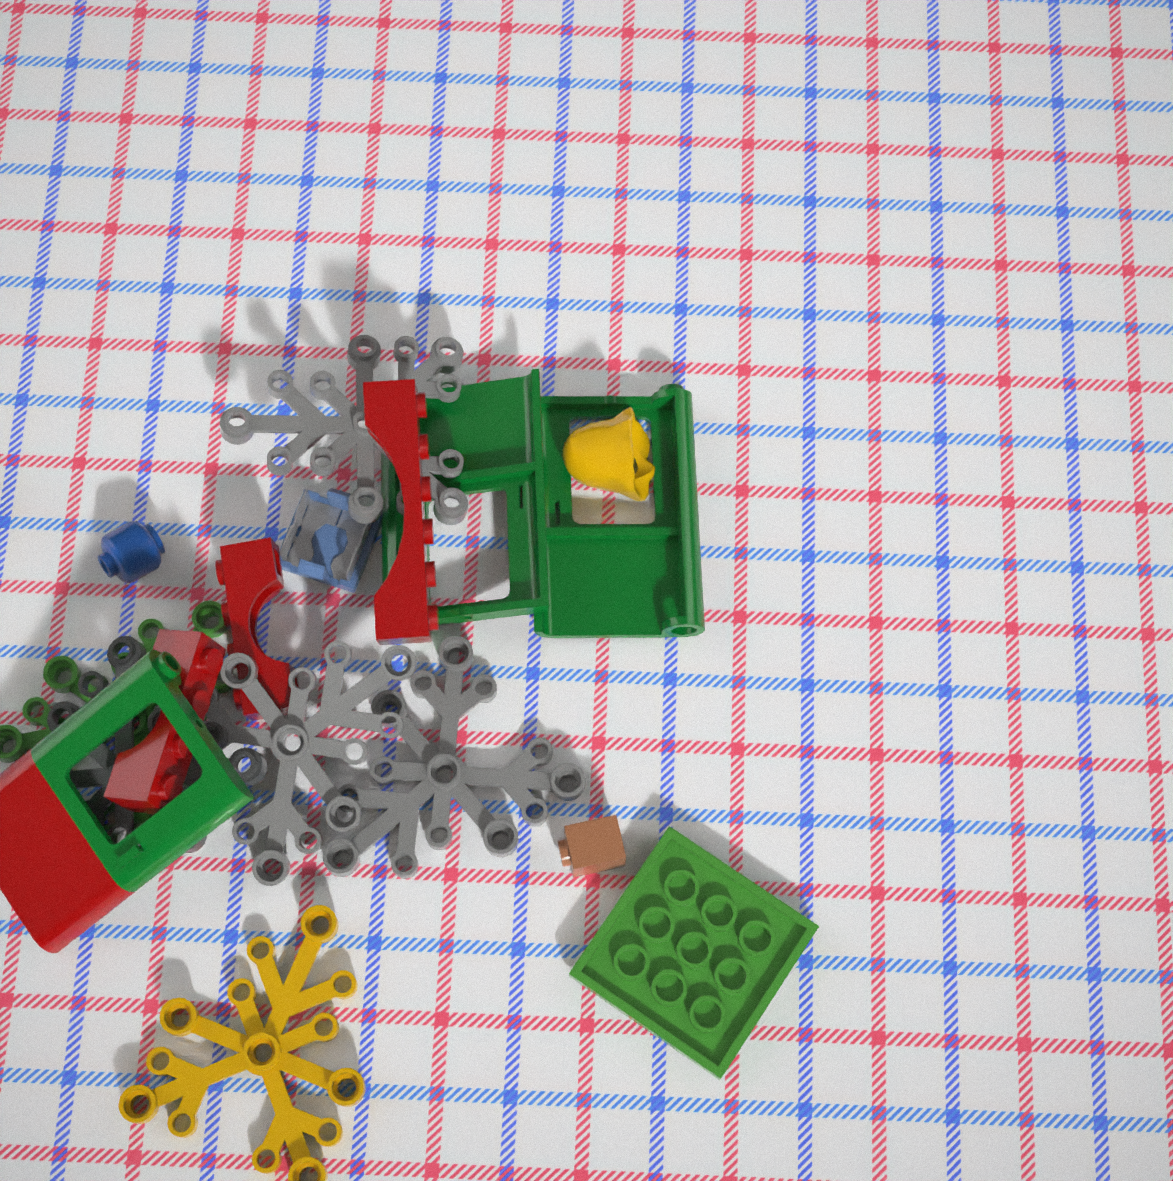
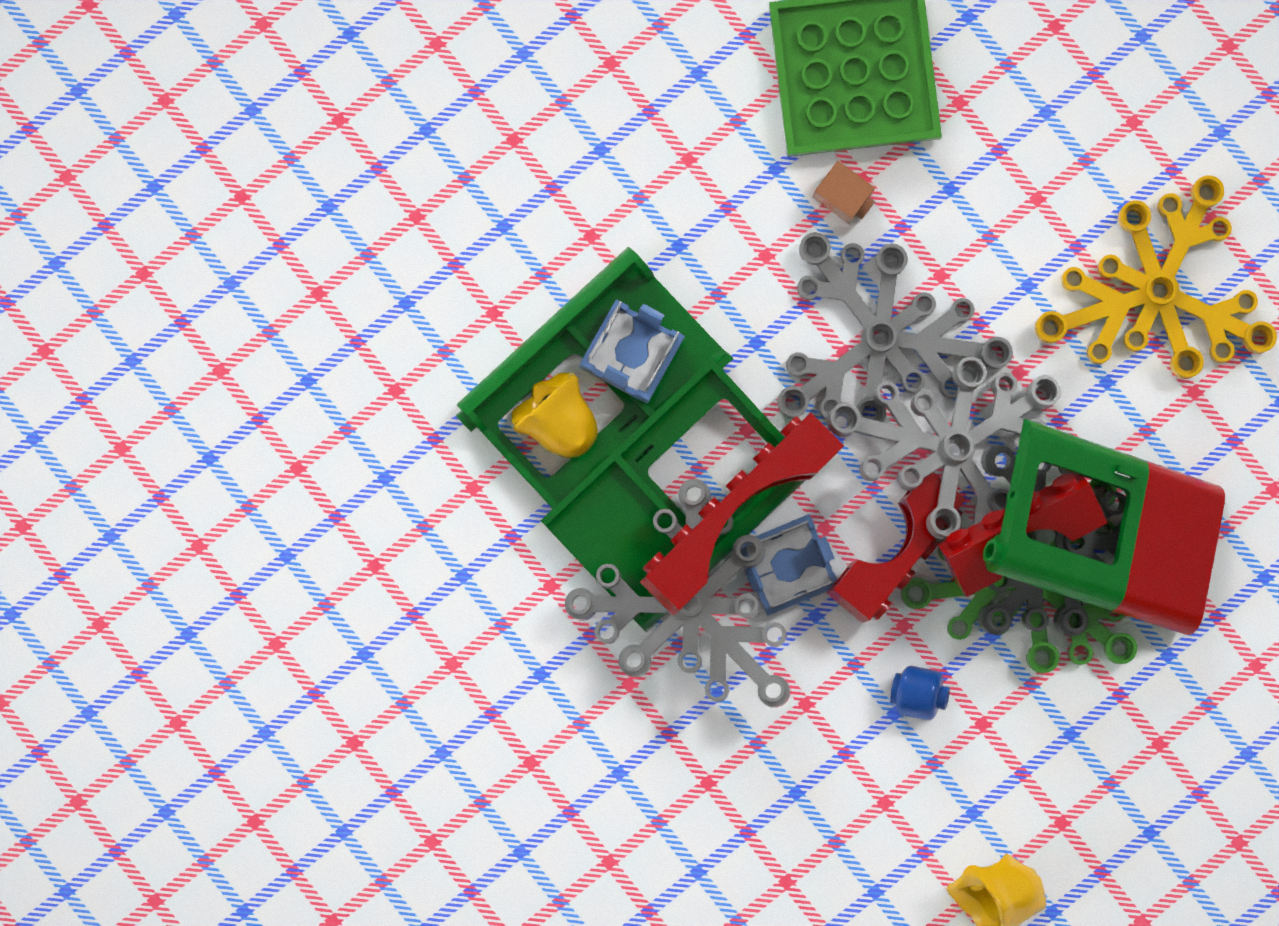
camera: 135 degrees left, 15 degrees up
(612, 554) = (632, 350): none -> piece

